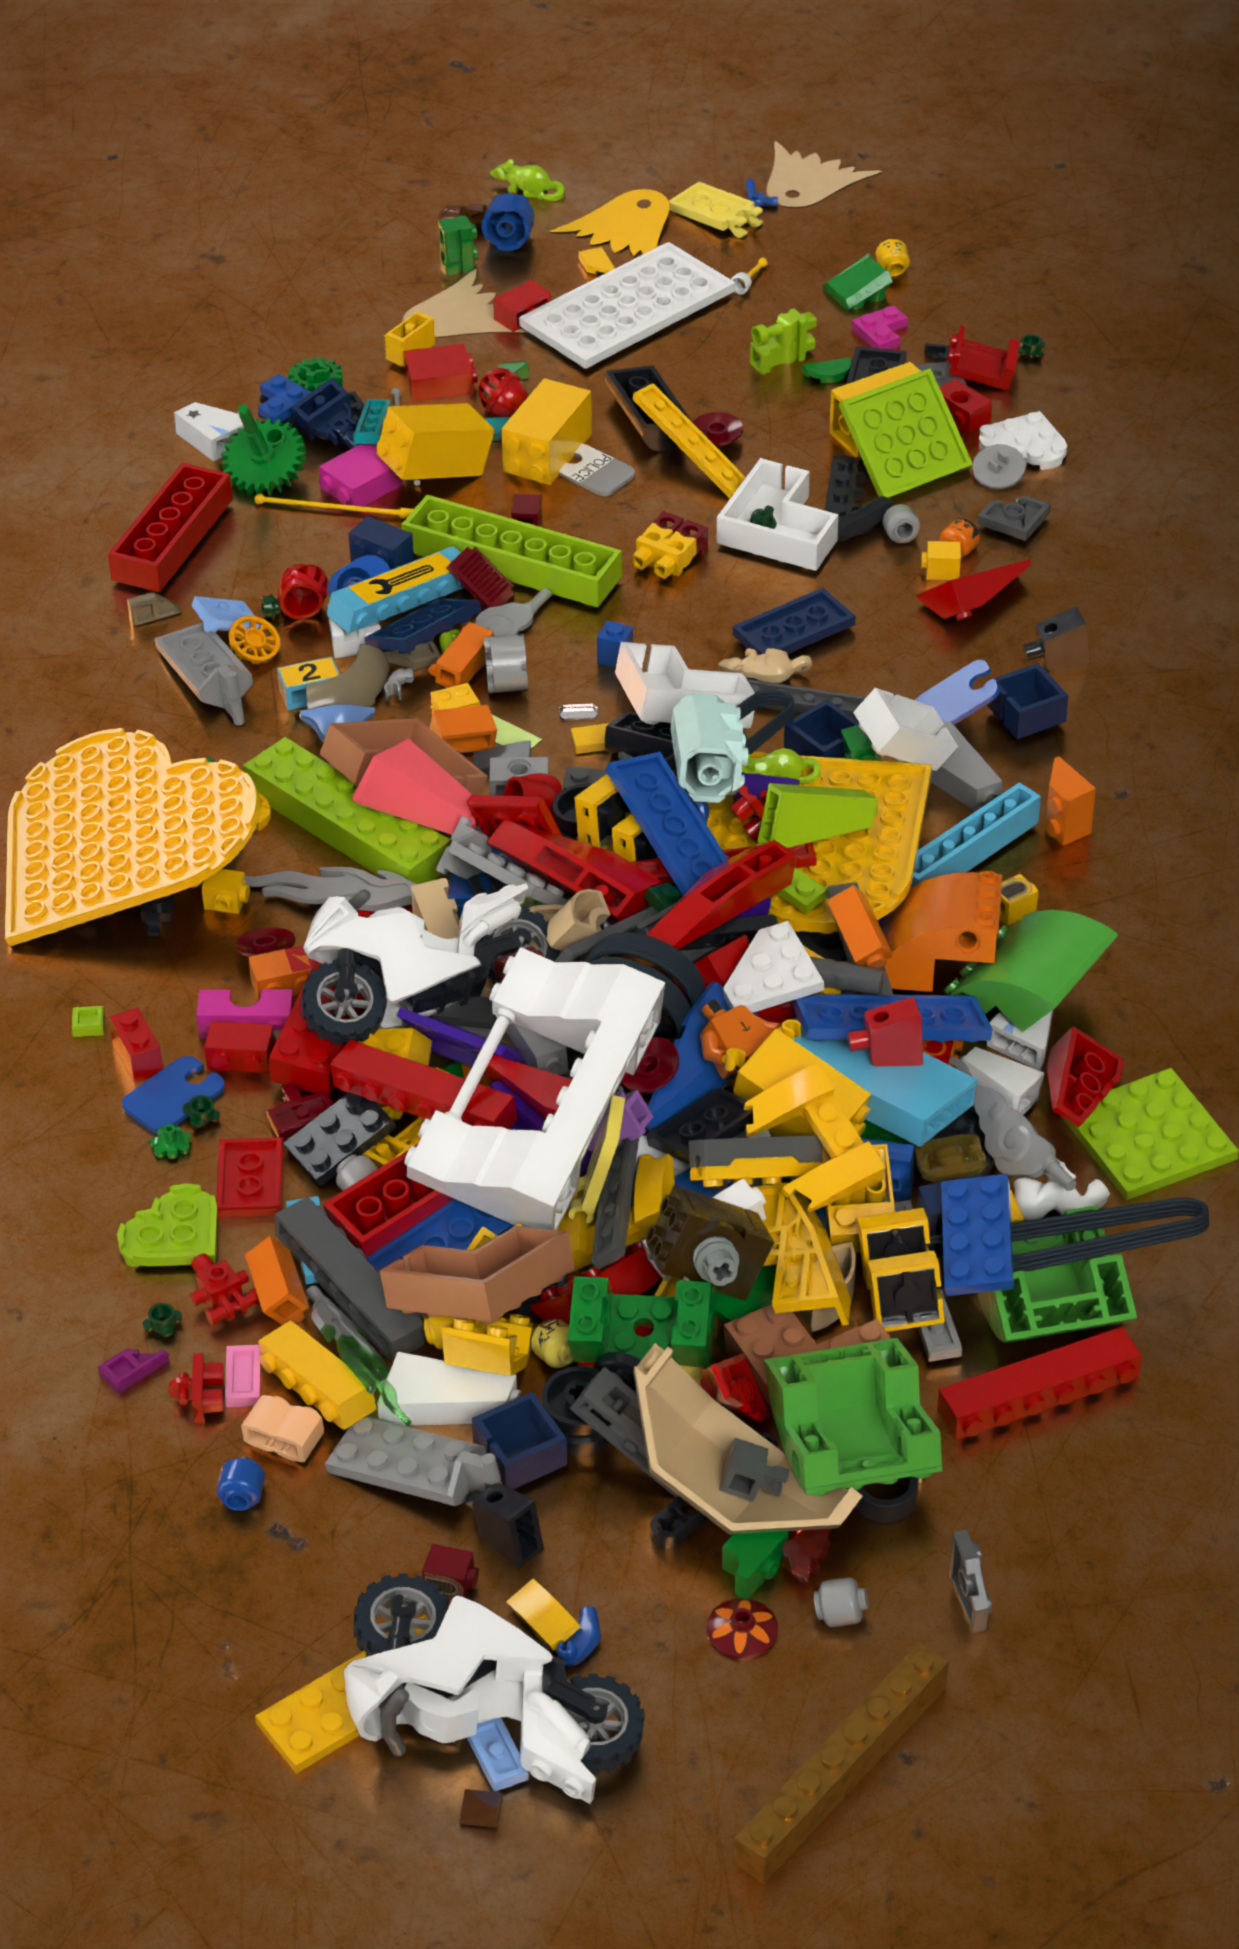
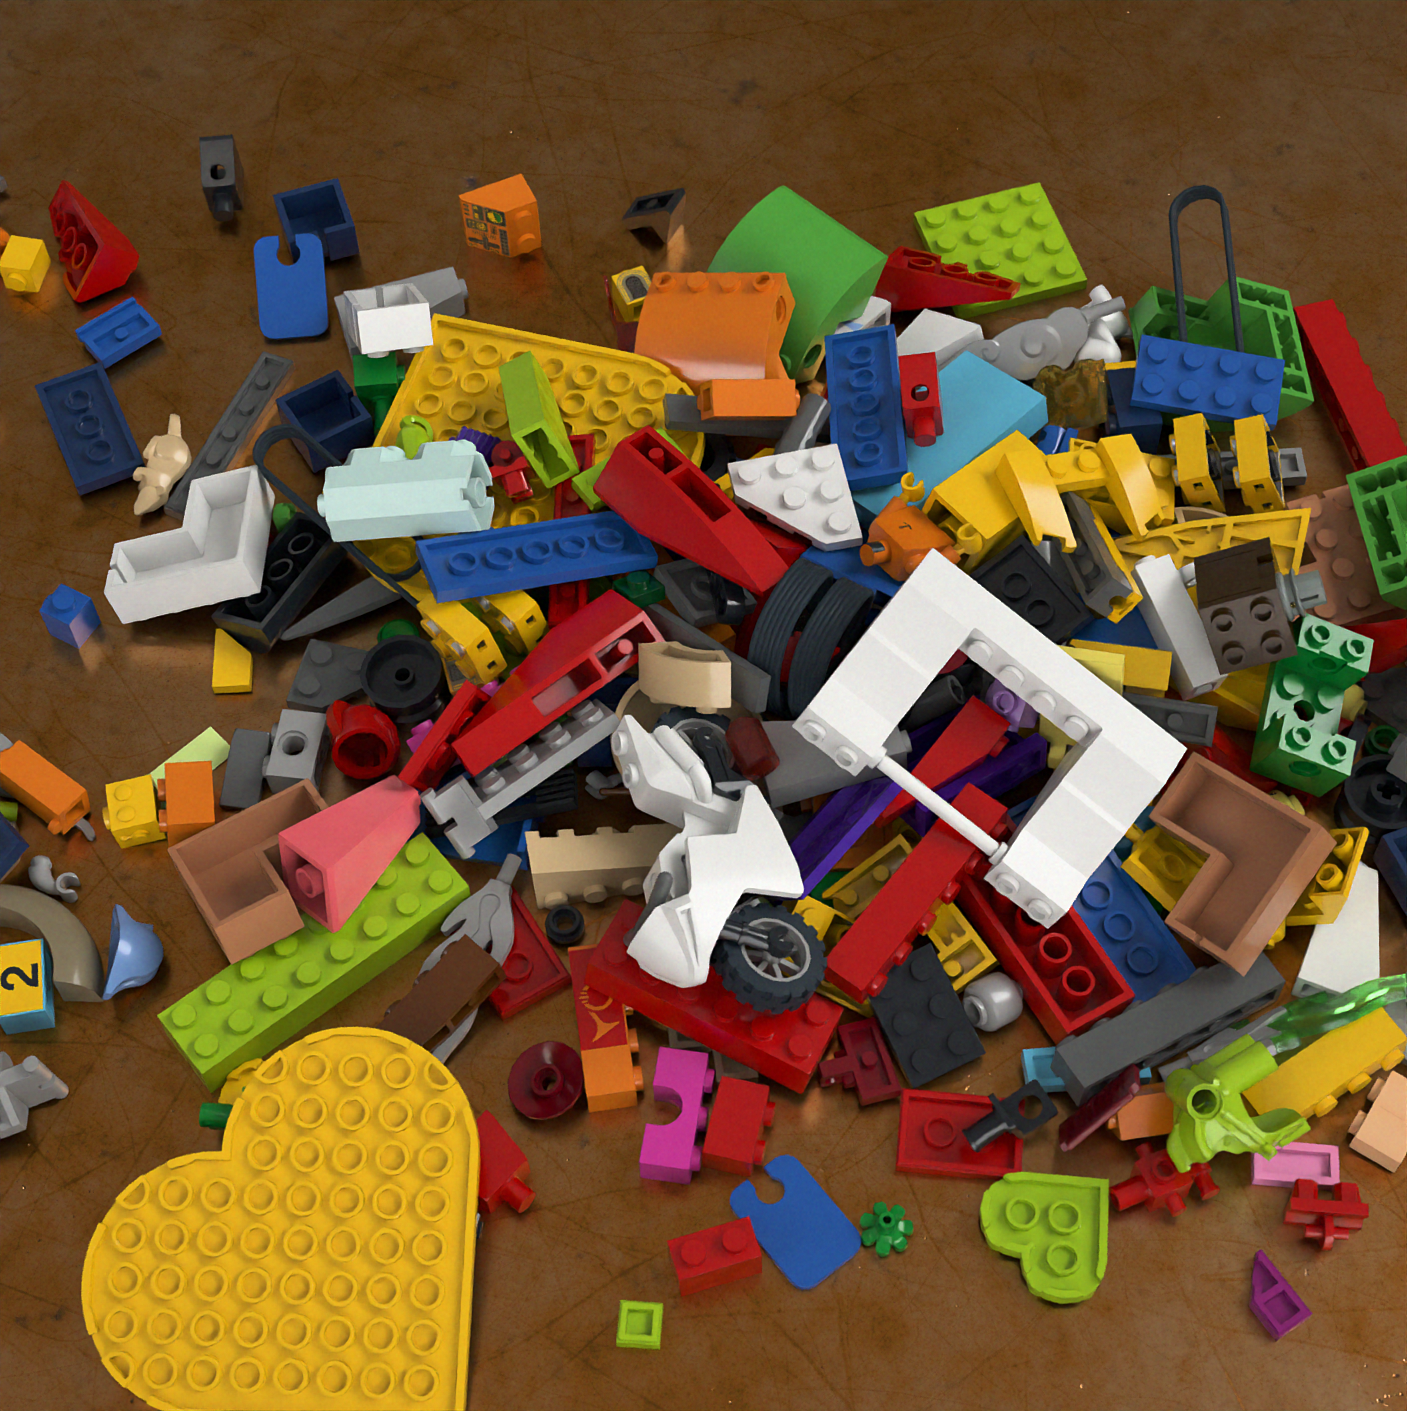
camera: 80 degrees left, 15 degrees up
(162, 1319) = (1205, 1243): dark green plate -> none
(197, 923) = (501, 1168): none -> red torso
(201, 1110) = (844, 1174): dark green plate -> none
(257, 1186) = (1007, 1117): none -> black bracket
(263, 1229) = (1099, 1108): none -> dark red window
(263, 1277) = (1211, 1111): none -> lime helmet
(302, 866) = (444, 995): none -> reddish brown slope
(506, 663) = (80, 735): light grey brick -> none
(578, 712) = (172, 679): clear smoke piece -> none
(891, 622) = (118, 332): none -> blue plate
(979, 834) = (525, 291): medium azure brick -> none
(1108, 903) = (659, 210): none -> slope

